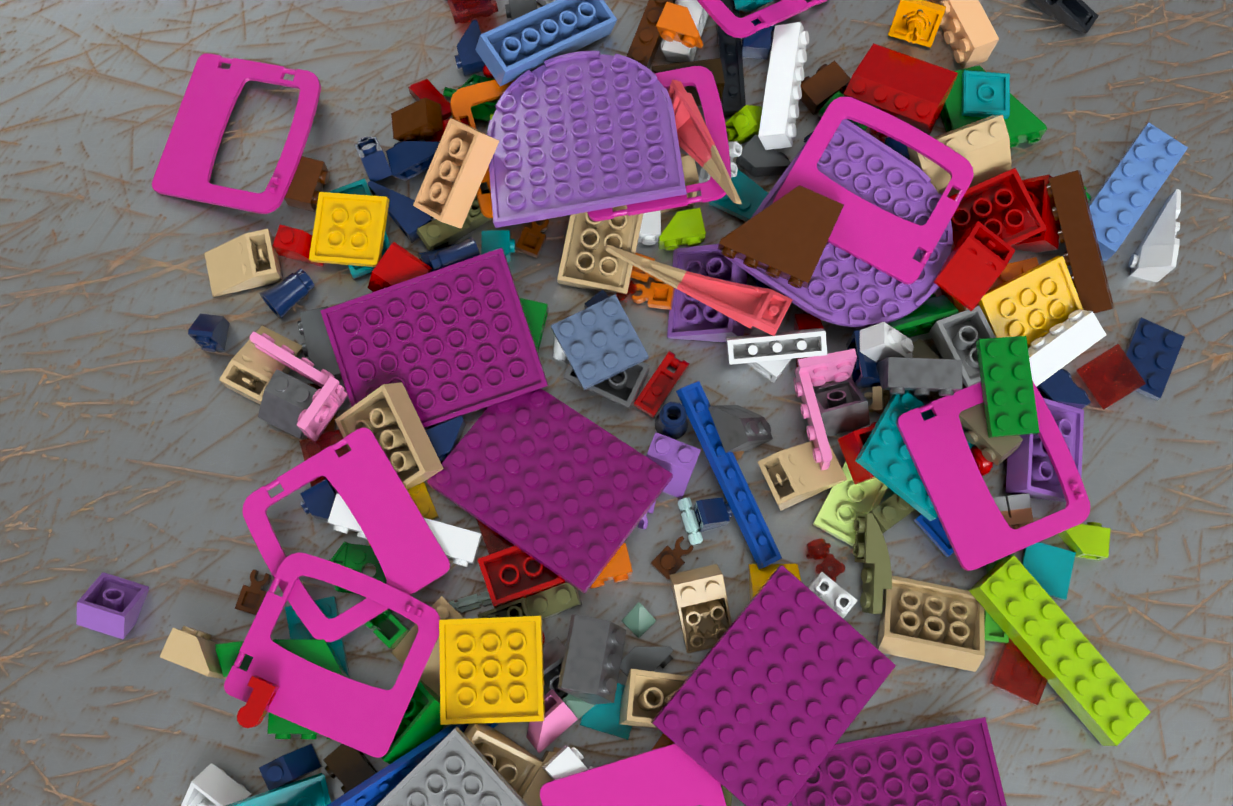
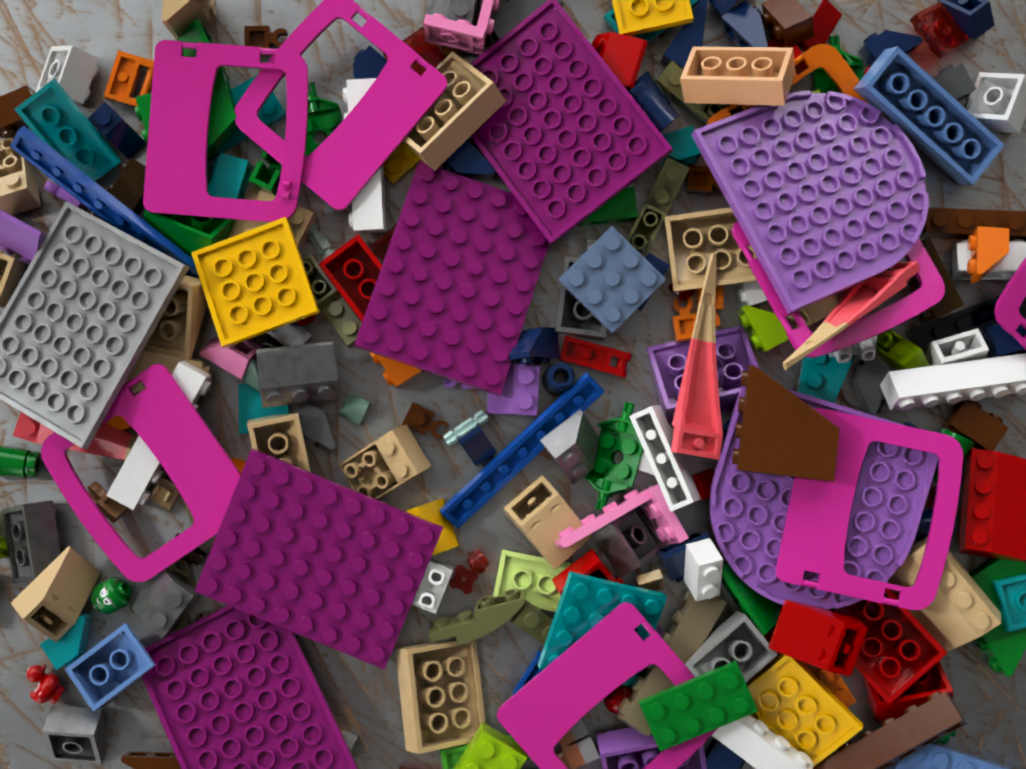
camera: 75 degrees right, 10 degrees up
(240, 744) = (125, 78): none -> orange plate
(258, 702) = (154, 76): red leg -> none
(376, 669) = (229, 177): none -> teal brick
(542, 285) = (657, 205): none -> olive slope
(636, 430) = (536, 346): none -> dark blue slope
(740, 387) = (606, 475): none -> green plate
(754, 78) = (957, 348): none -> white brick
(920, 375) = (678, 613): flat silver slope -> none

